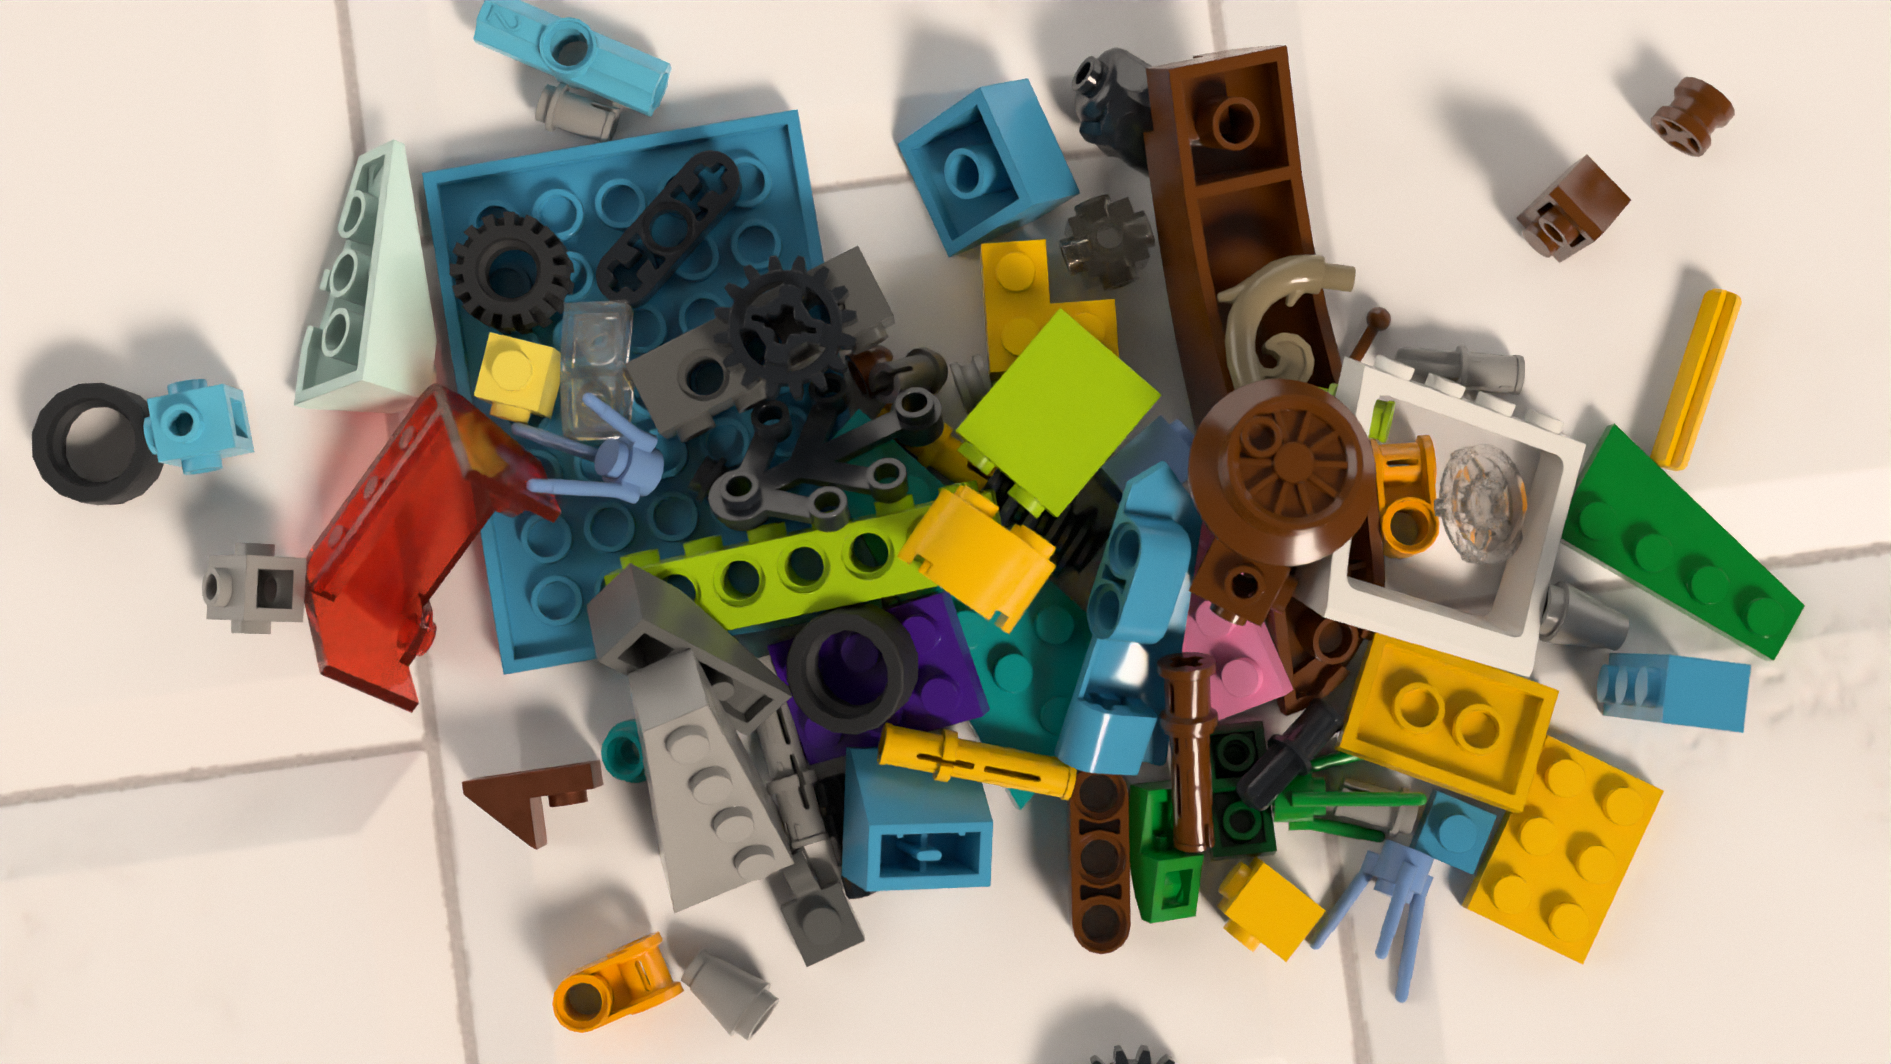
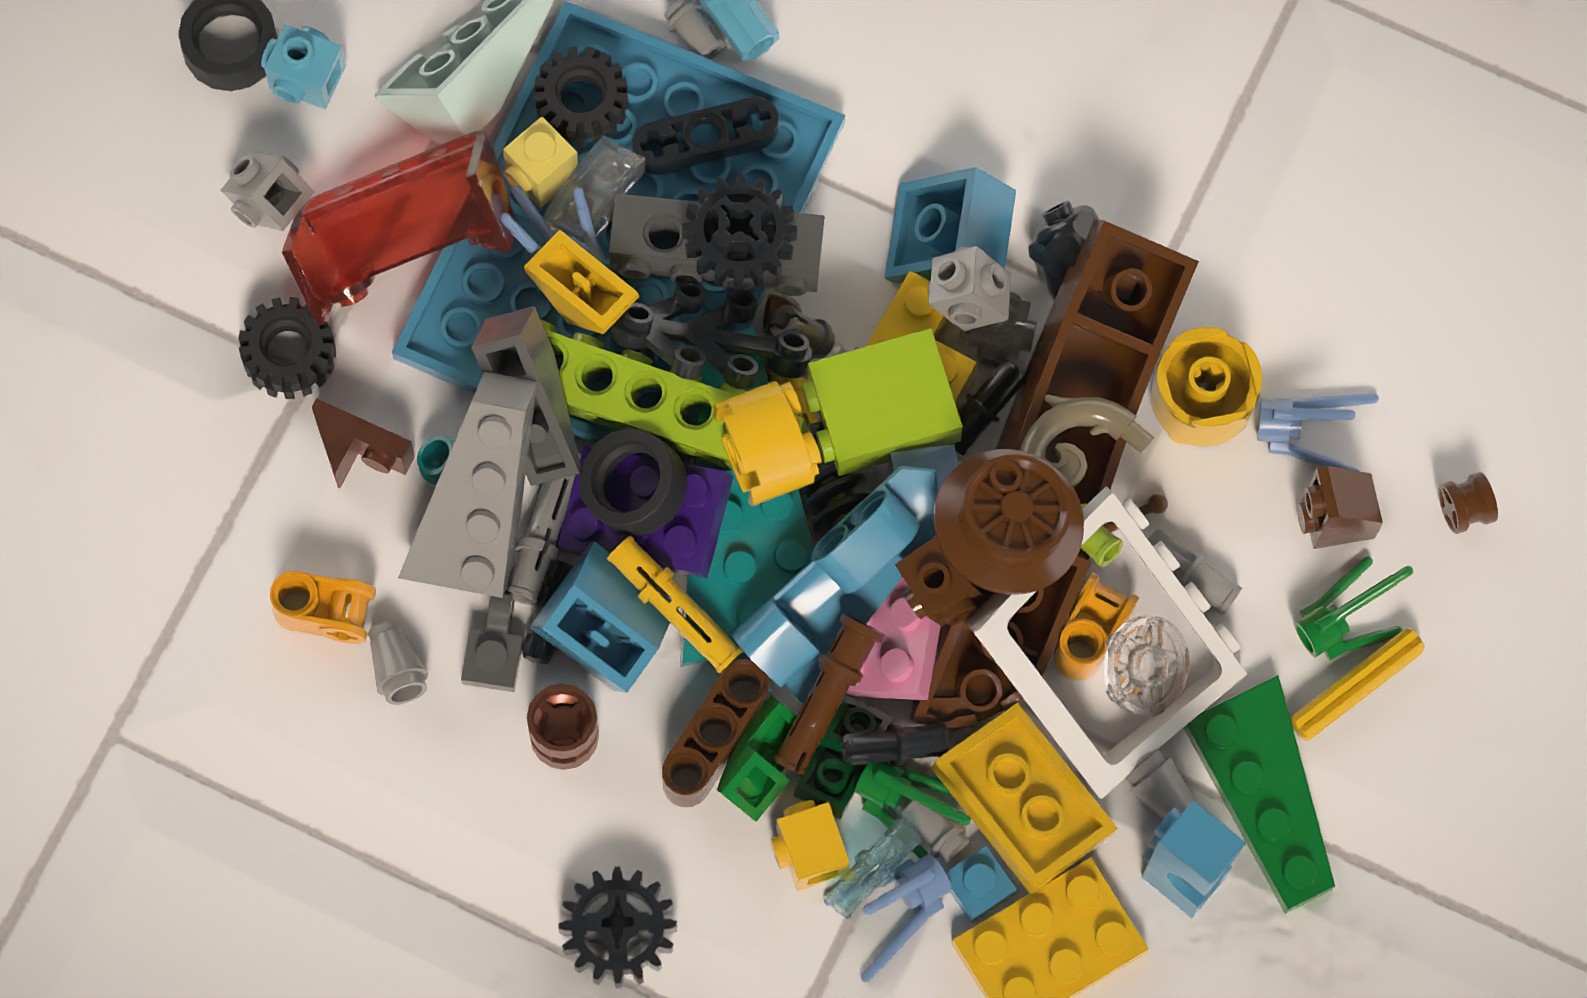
camera: 30 degrees right, 15 degrees down
(387, 777) = (279, 377): none -> black tyre
(657, 494) = (579, 284): none -> yellow slope
(944, 955) = (563, 726): none -> copper wheel
(1063, 230) = (969, 288): none -> light grey brick
(1147, 324) = (988, 402): none -> black axle
(1346, 893) = (873, 868): none -> clear light blue pin
(1389, 145) = (1223, 365): none -> yellow brick
(1450, 151) = (1283, 419): none -> medium blue plant
(1634, 343) = (1323, 628): none -> green plant

